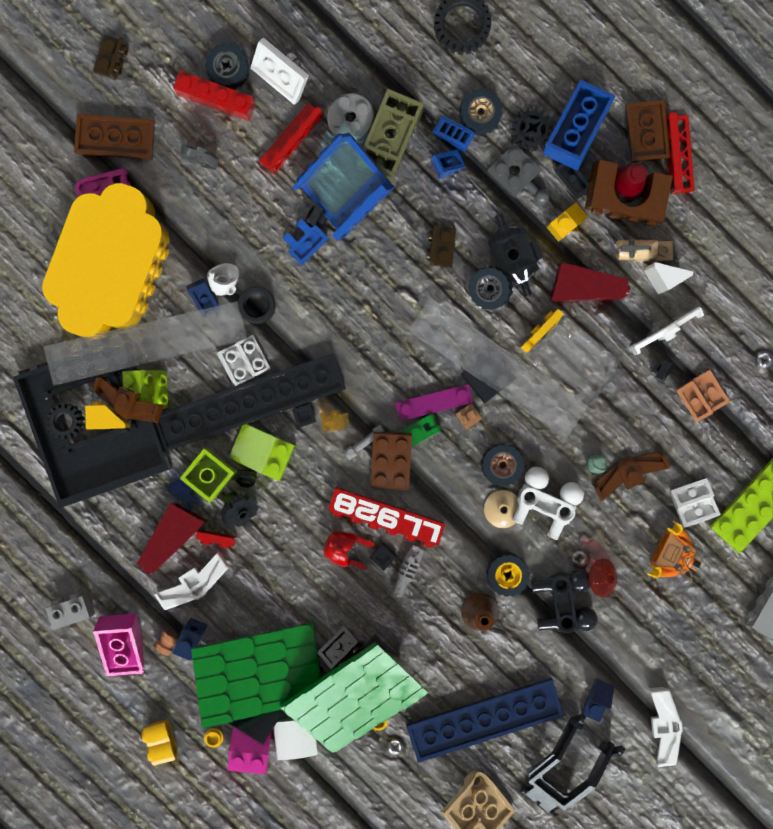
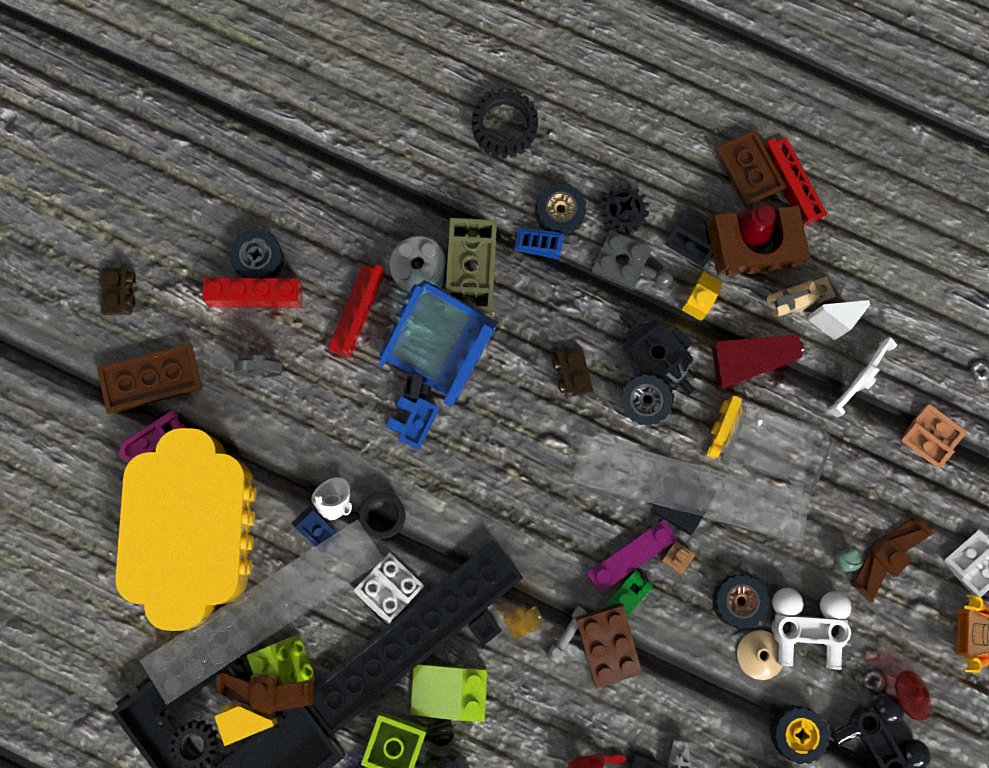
camera: 30 degrees left, 10 degrees down
(279, 70) = (319, 240): white plate -> none
(386, 516) = (628, 717): red brick -> none
(447, 163) = (544, 278): blue slope -> none
(579, 125) = (675, 187): blue brick -> none
(661, 371) = (876, 424): black tile -> none

